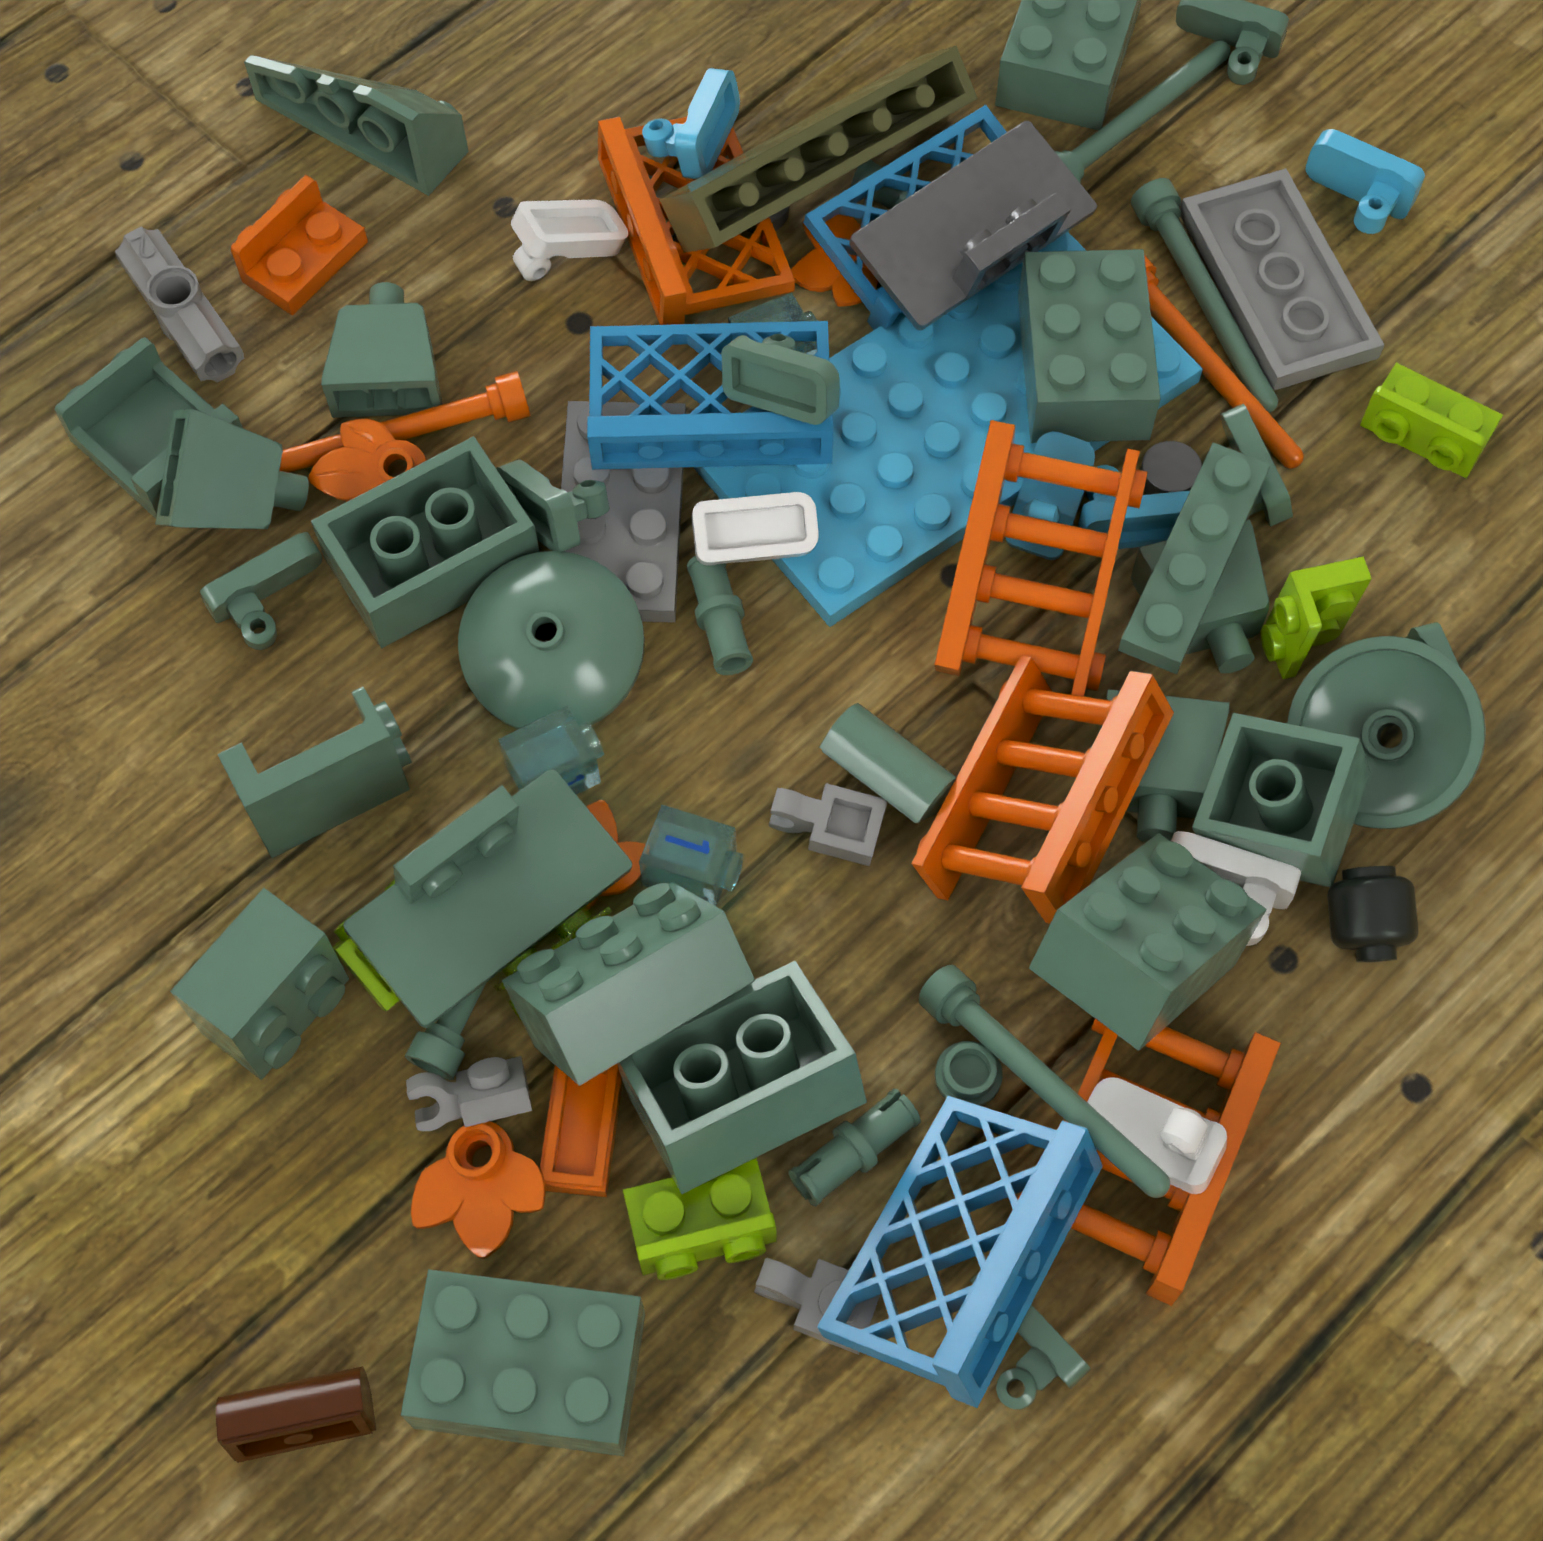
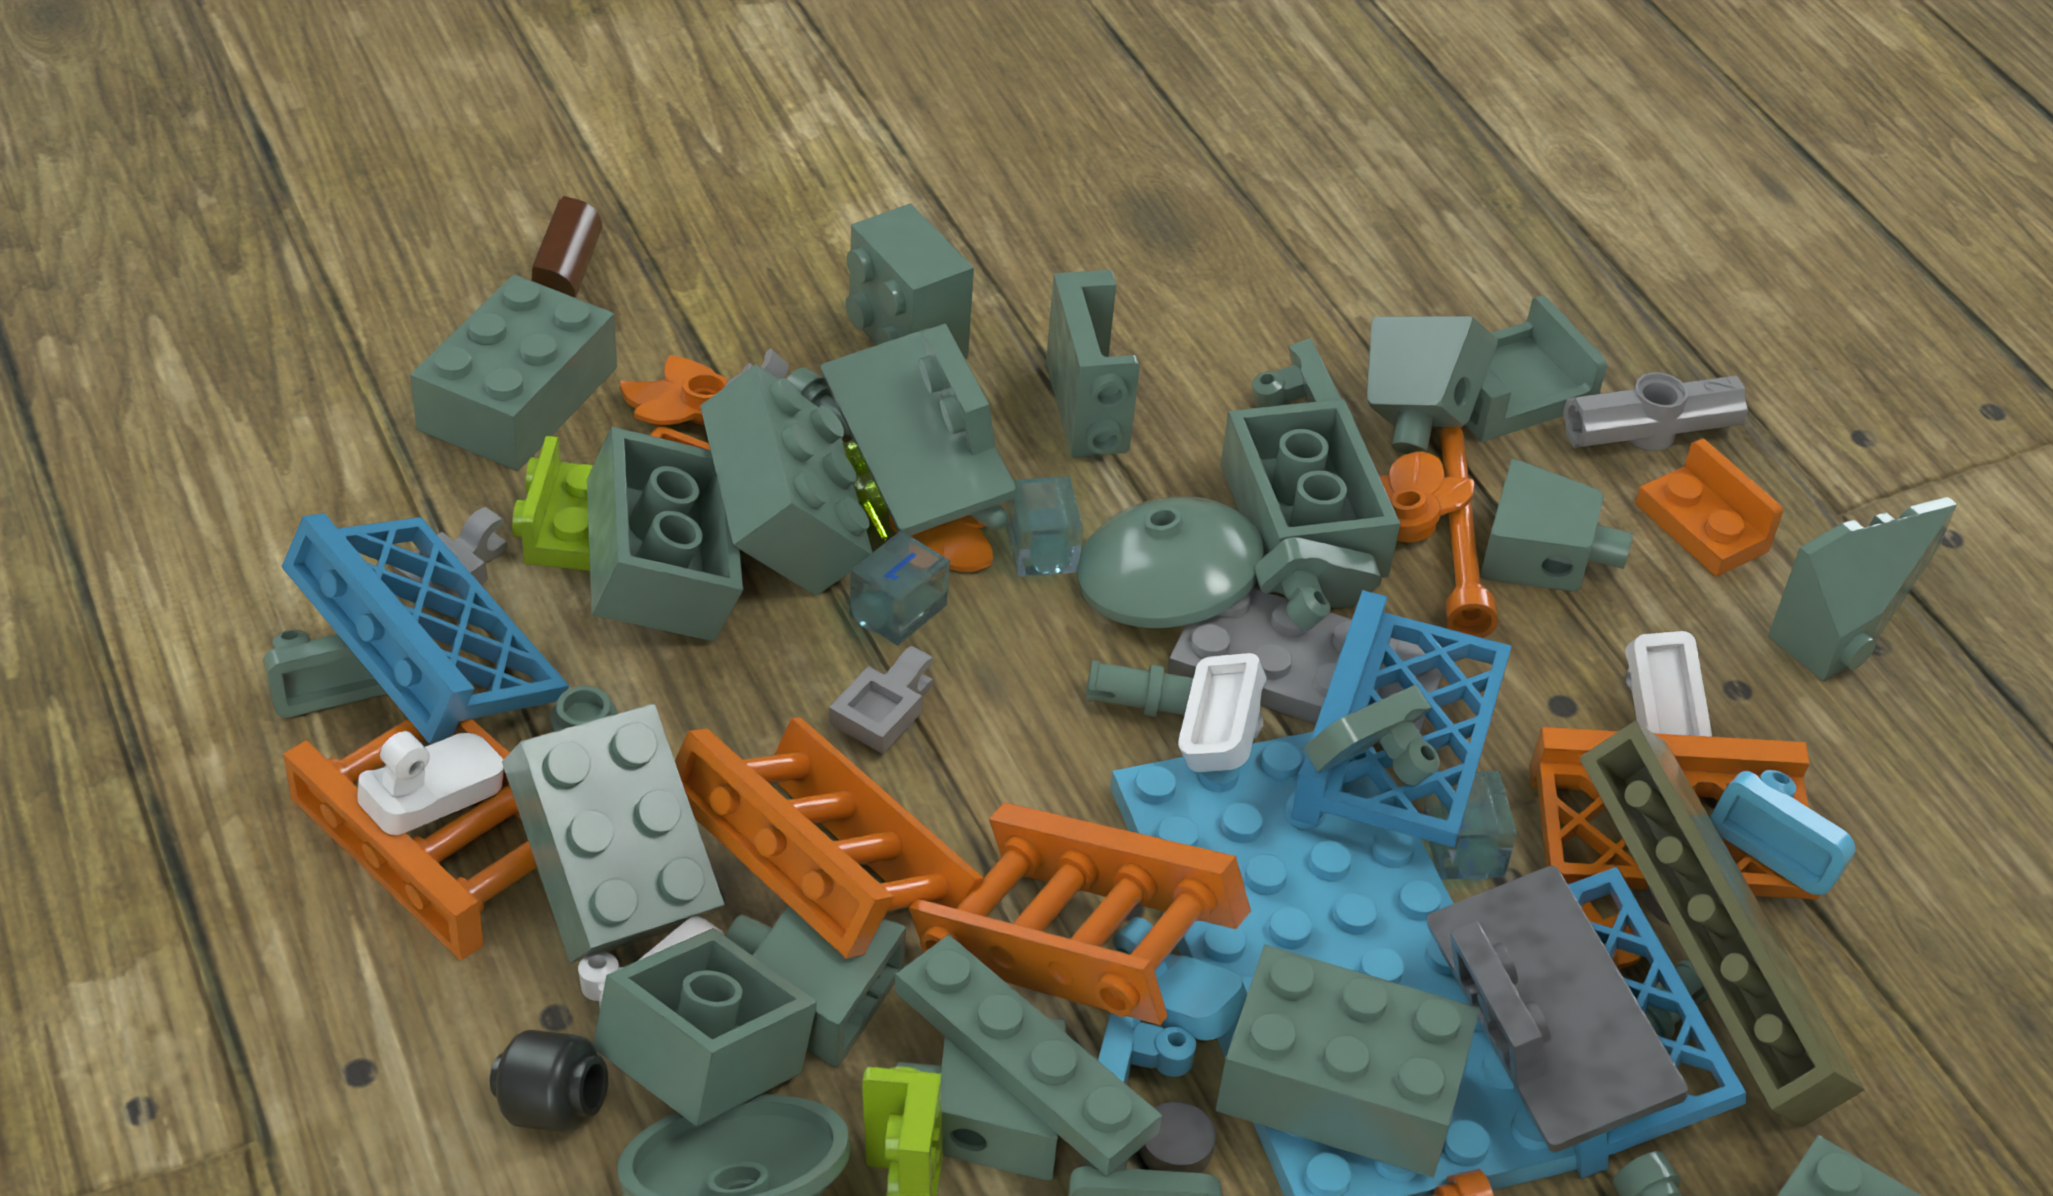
camera: 105 degrees right, 20 degrees down
(854, 1147) = (565, 618): sand green pin -> none
(888, 763) = (924, 748): sand green brick -> none
(953, 1000) = (514, 725): sand green piece -> none

